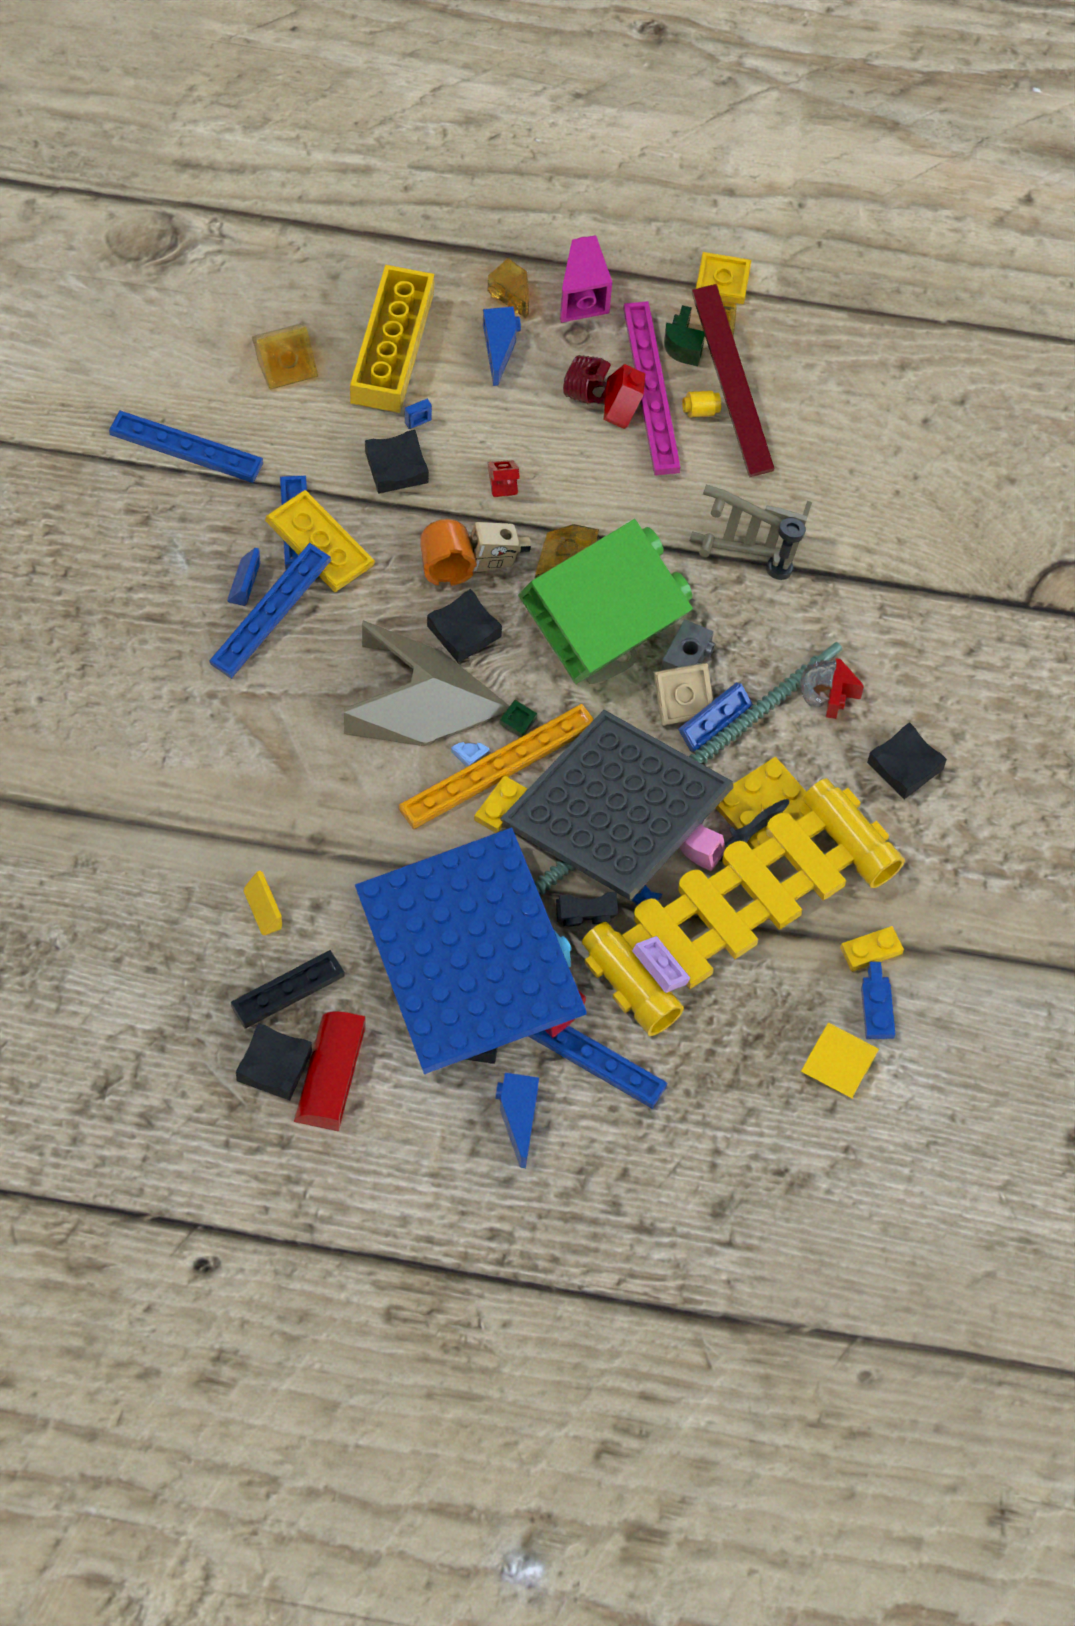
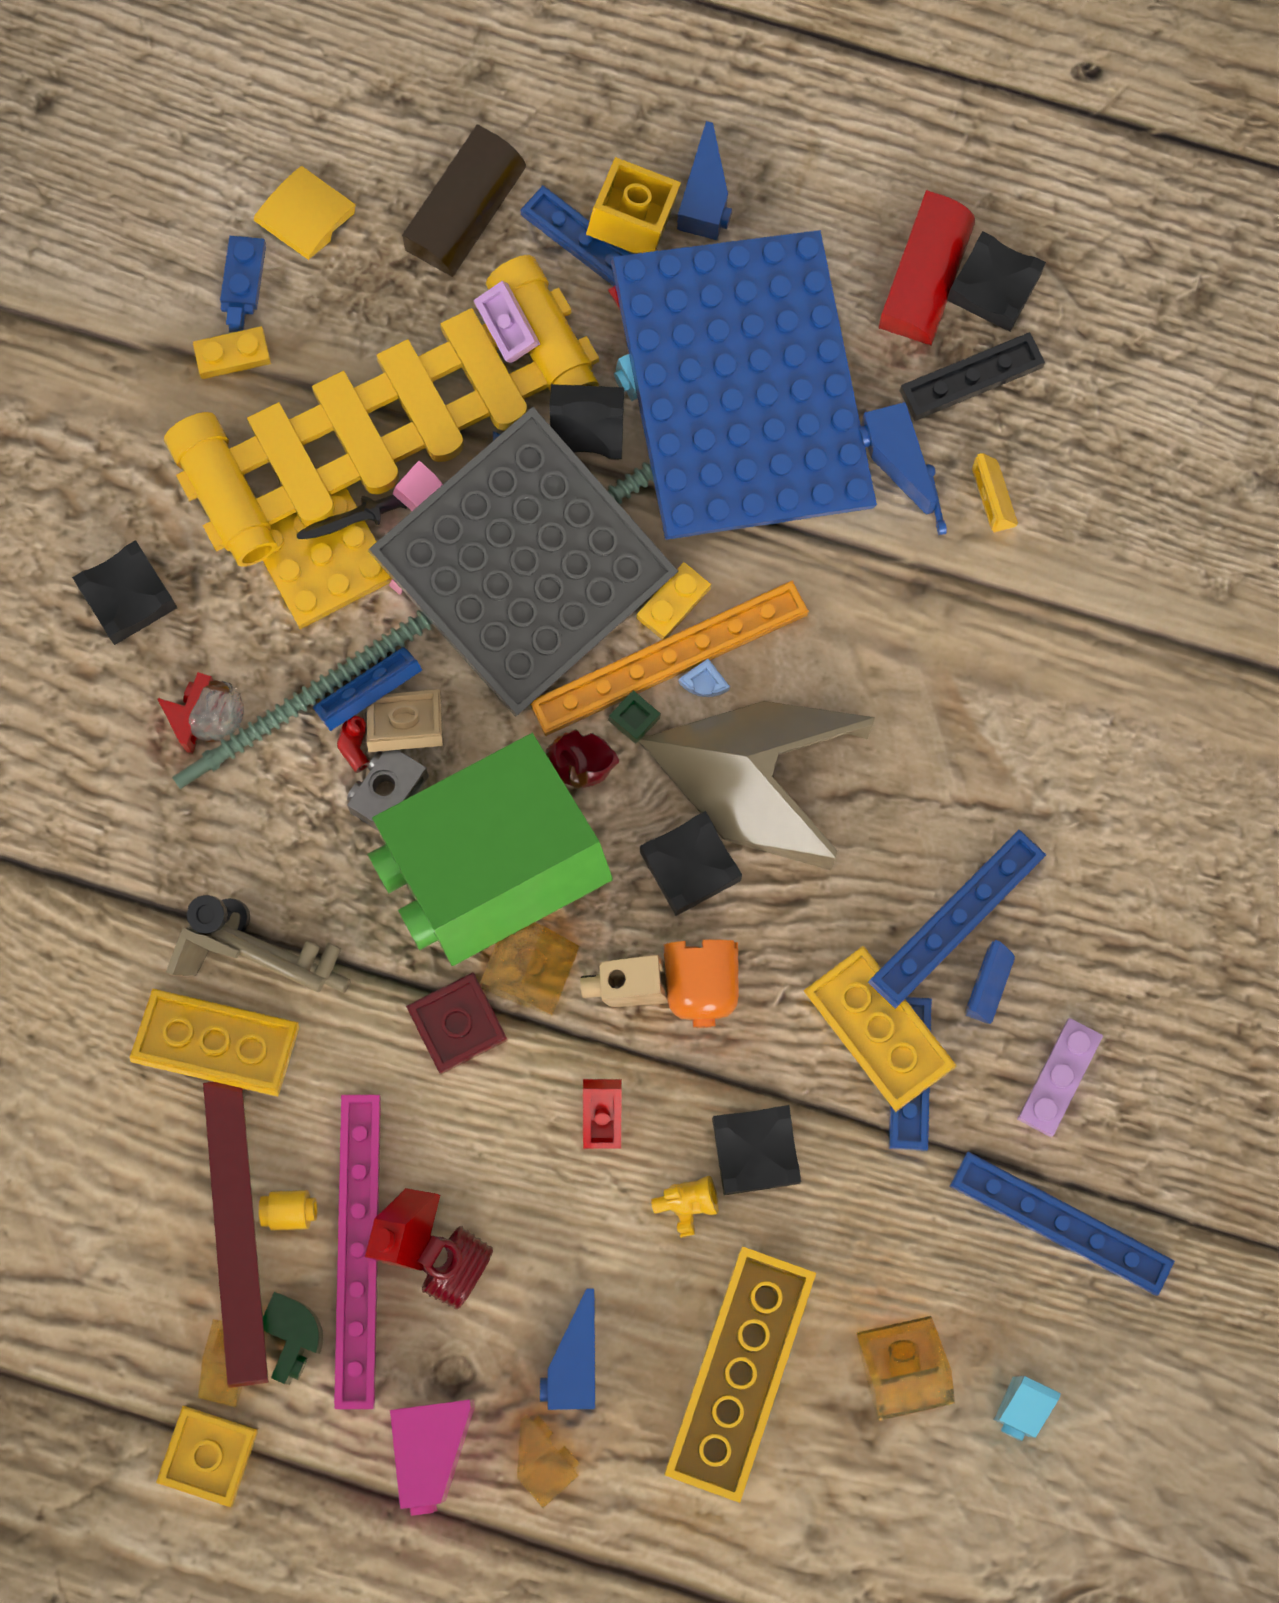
camera: 170 degrees left, 15 degrees up
(191, 529) = (1060, 1077): none -> lavender plate
(204, 340) = (1025, 1407): none -> medium azure slope
(315, 918) = (940, 523): none -> blue hinge
(343, 923) = (897, 452): none -> blue slope
(418, 413) = (715, 1235): blue tile -> none
(439, 433) = (687, 1200): none -> yellow piece
(553, 681) = (581, 759): none -> dark red hair
(575, 1079) = (633, 207): none -> yellow brick
(608, 514) = (456, 1023): none -> dark red tile
(714, 1082) = (464, 201): none -> dark brown brick
(720, 681) = (350, 741): none -> red arm
(776, 488) = (214, 1042): none -> yellow tile

